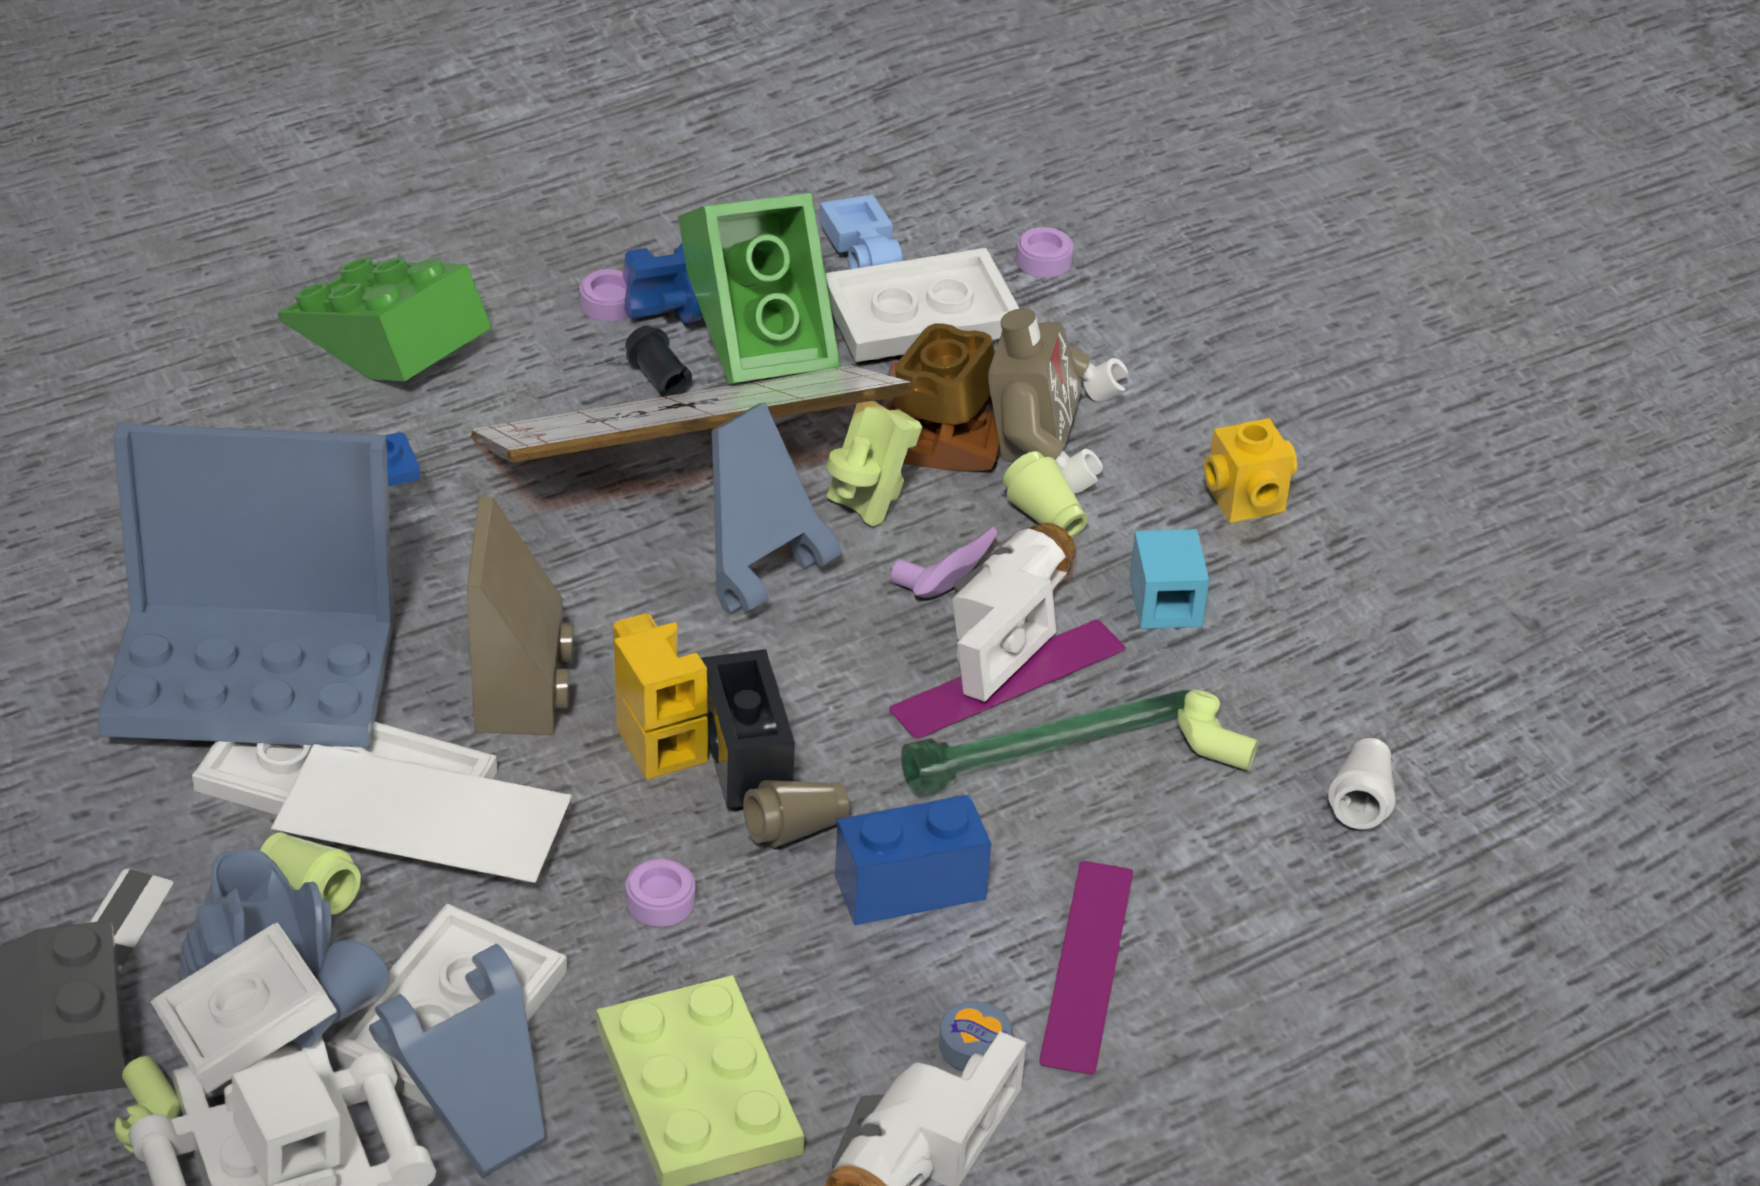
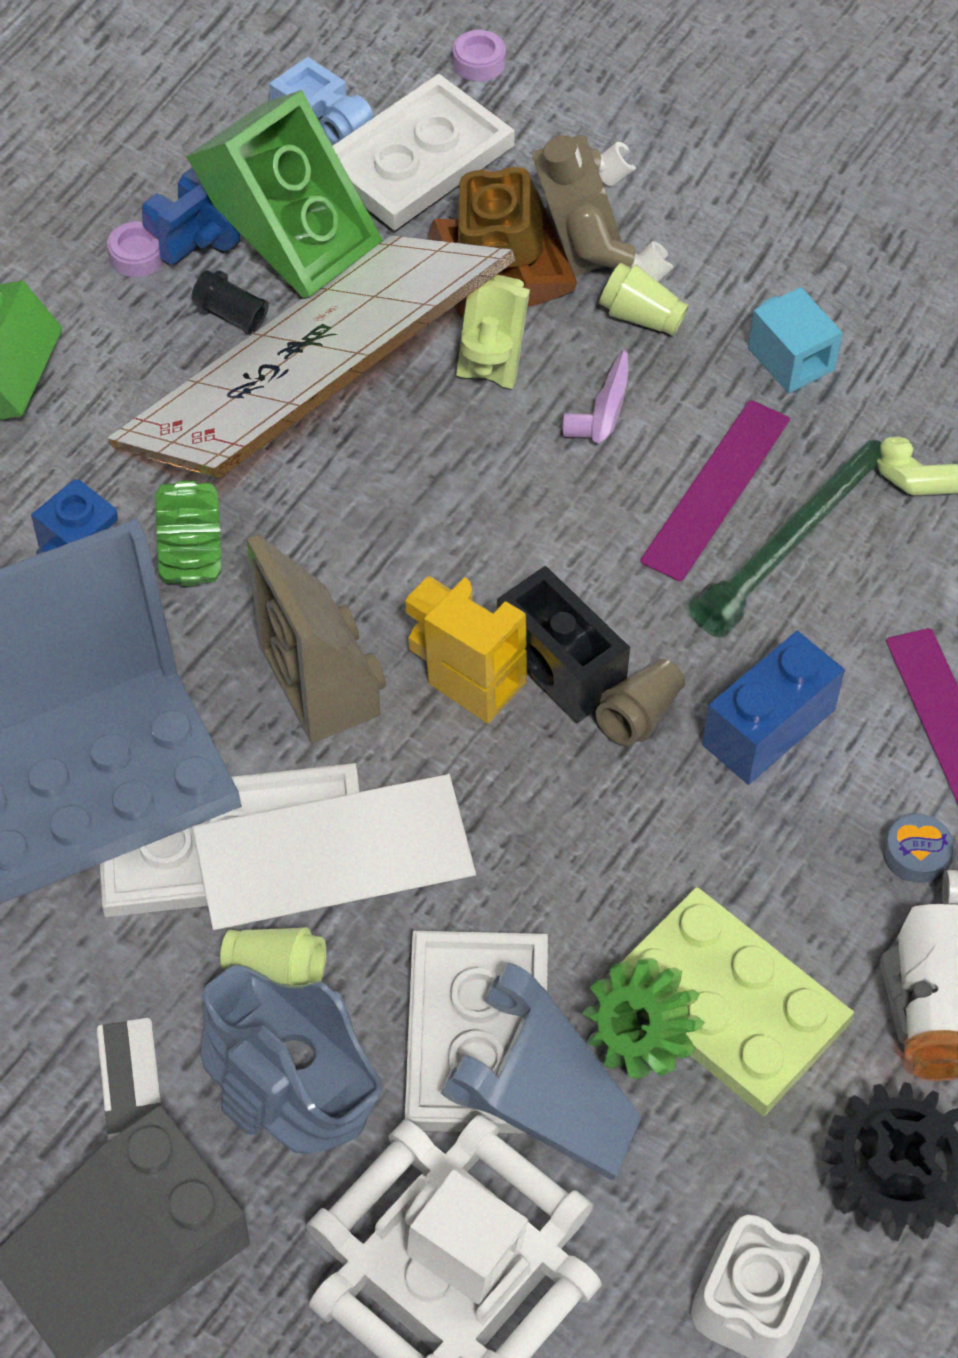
camera: 25 degrees left, 15 degrees up
(151, 1093) = (298, 1256): yellowish green arm -> none
(242, 1007) = (342, 1138): white plate -> none
(352, 980) = (401, 1062): sand blue cone -> none
(458, 504) = (188, 533): none -> bright green gear
(592, 1045) = (653, 1043): none -> bright green gear
(660, 892) = (577, 831): lavender tile -> none
(759, 507) = (439, 423): sand blue flag -> none
(1008, 606) = (683, 420): white plate -> none
(1250, 469) = (792, 206): yellow brick -> none

